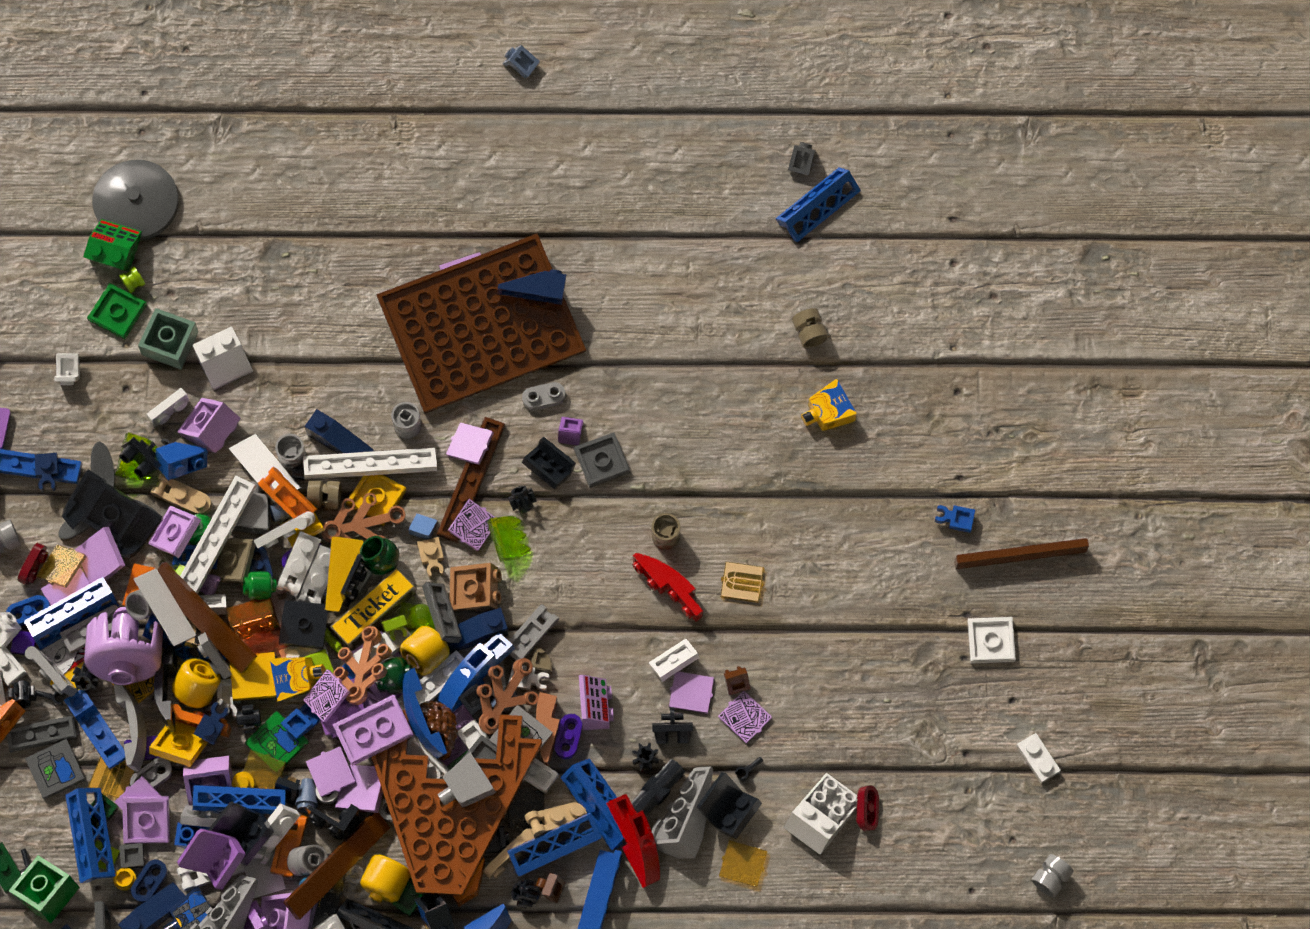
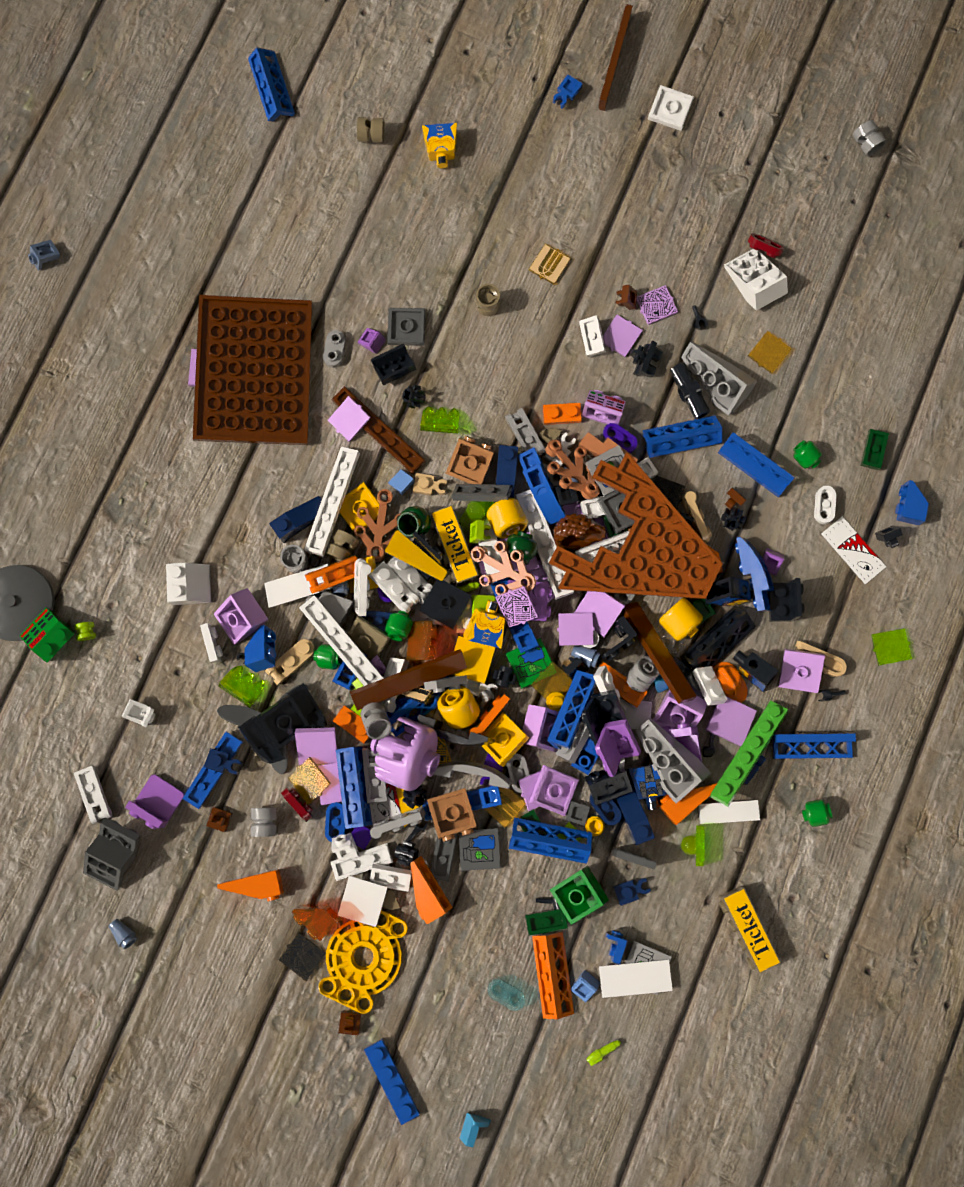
camera: 65 degrees left, 10 degrees up
(78, 722) = (452, 815): none -> medium nougat plate
(117, 311) = (106, 654): green tile -> none
(142, 455) = (245, 677): black hips -> none
(164, 607) = (388, 707): white sticker -> none
(168, 338) = (151, 620): sand green brick -> none
(168, 873) = (606, 788): none -> black bracket
(174, 531) = (322, 677): lavender tile -> none
(210, 726) = (502, 708): dark blue plate -> none
(373, 730) = (562, 580): lavender tile -> none
(406, 420) = (308, 458): light grey wheel -> none
(431, 742) = (542, 535): blue slope -> none
(466, 783) = (639, 522): light grey torso -> none
(471, 525) = (417, 443): lavender piece -> none
(541, 287) = (247, 307): dark blue slope -> none
(554, 817) = (684, 471): tan plate -> none
(556, 849) = (706, 481): blue fence -> none
(570, 662) = (562, 413): none -> orange plate
(640, 846) = (730, 416): red slope -> none
(648, 752) = (664, 385): black gear -> none
(664, 577) = (523, 317): red slope -> none
(728, 806) = (728, 340): black bracket -> none
(802, 158) = (228, 80): dark grey bracket -> none
(1038, 758) = (774, 113): white plate -> none

